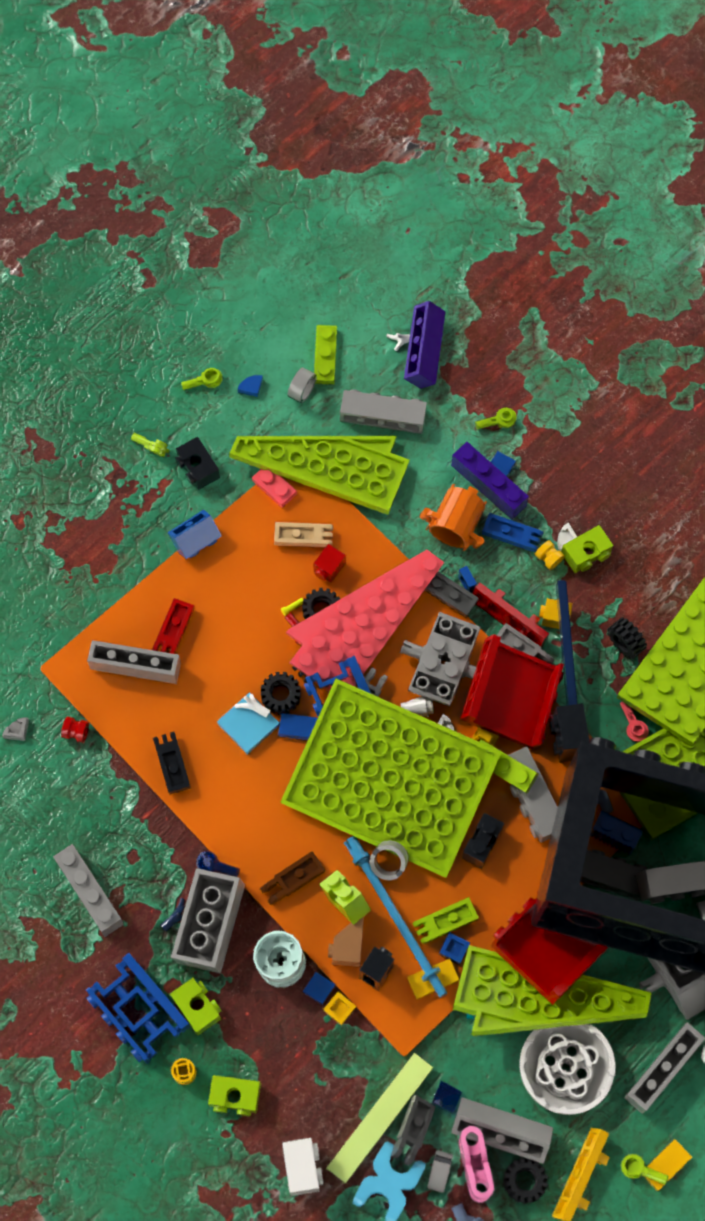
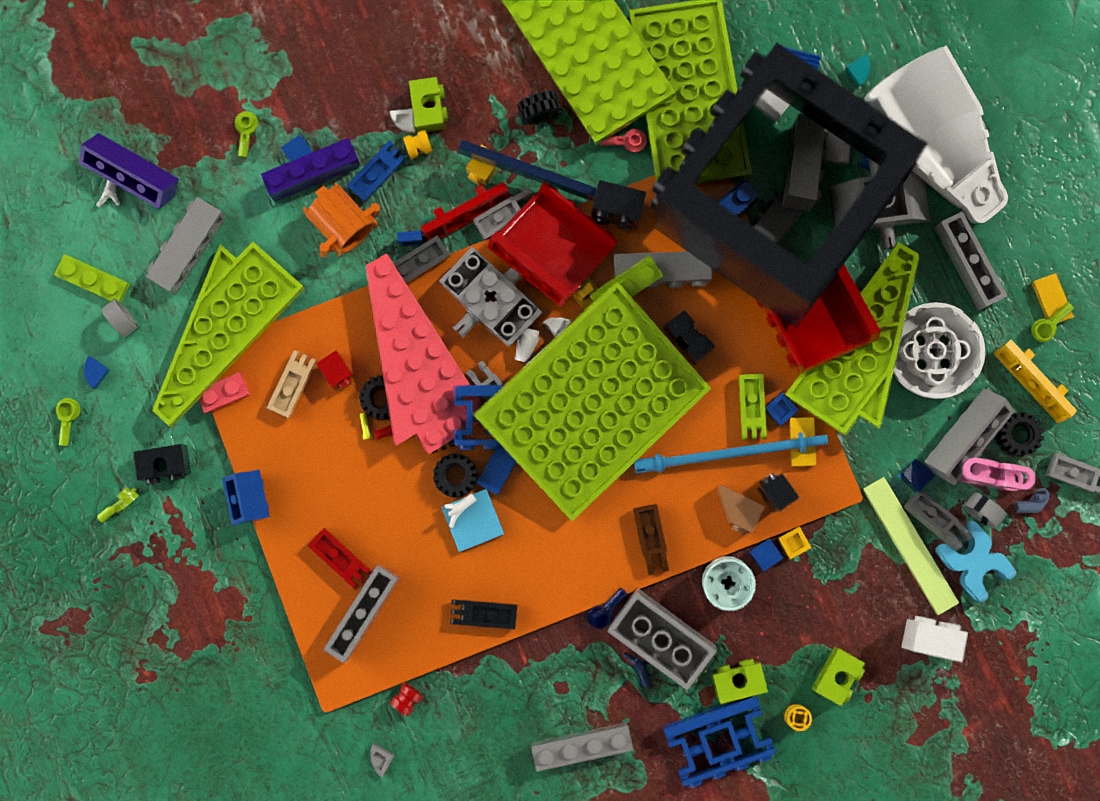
camera: 65 degrees left, 15 degrees up
(345, 897) = (695, 495): lime brick -> none
(397, 848) = (662, 430): light grey piece -> none

